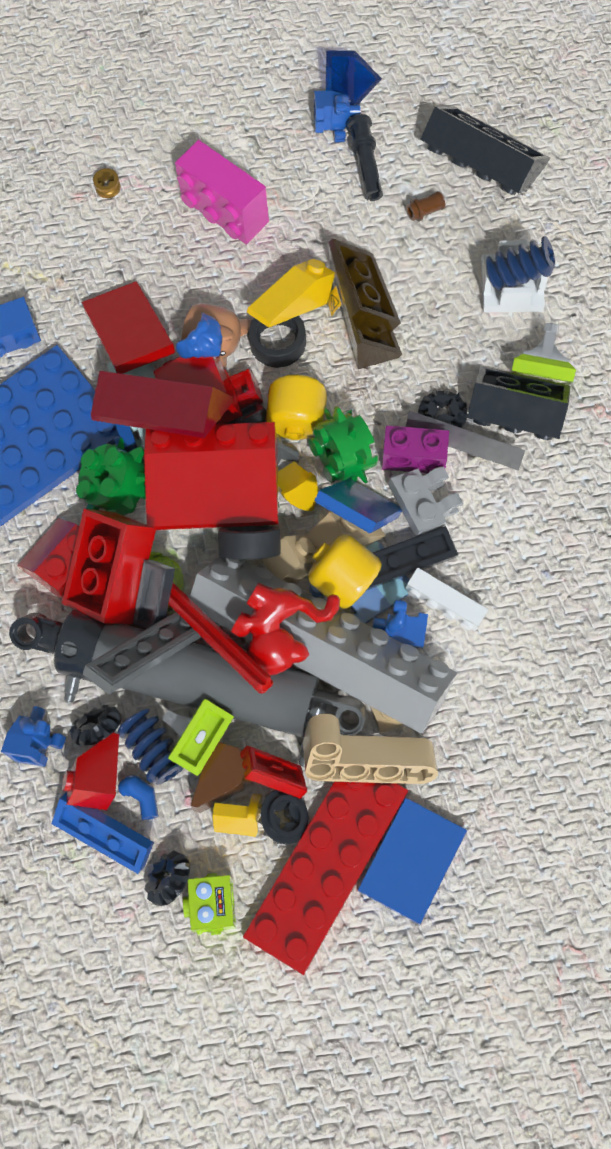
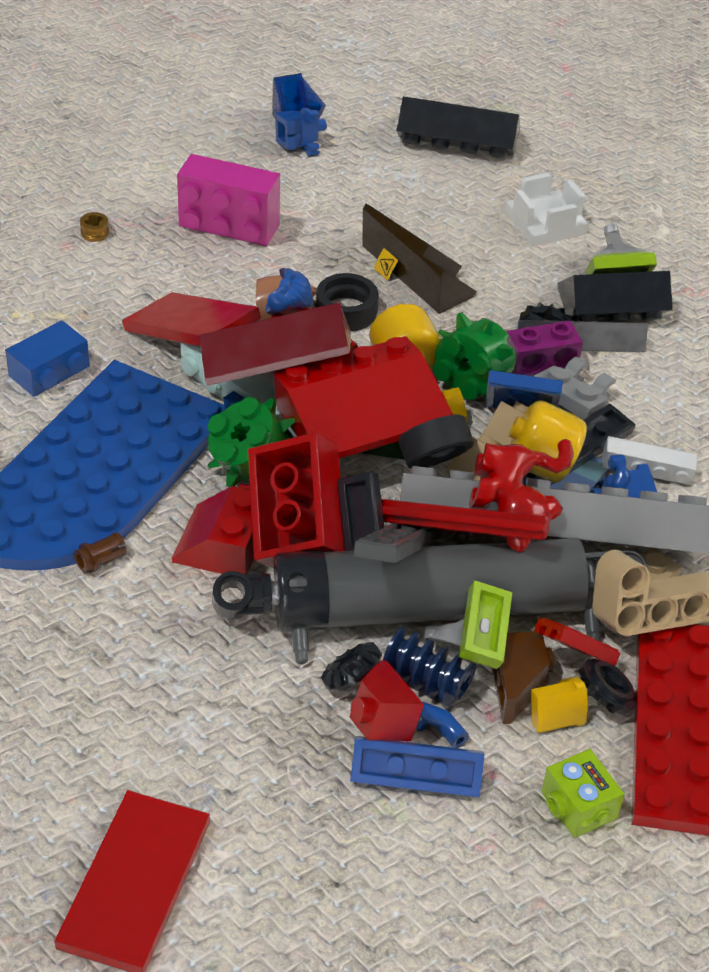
camera: 30 degrees left, 25 degrees down
(30, 738) = (280, 706): blue piece -> none
(165, 890) = (532, 780): black gear -> none
(295, 293) = (352, 252): yellow slope -> none
(363, 146) = (343, 148): black pin -> none
(419, 208) = (425, 181): reddish brown pin -> none
(521, 266) = (559, 183): dark blue piece -> none

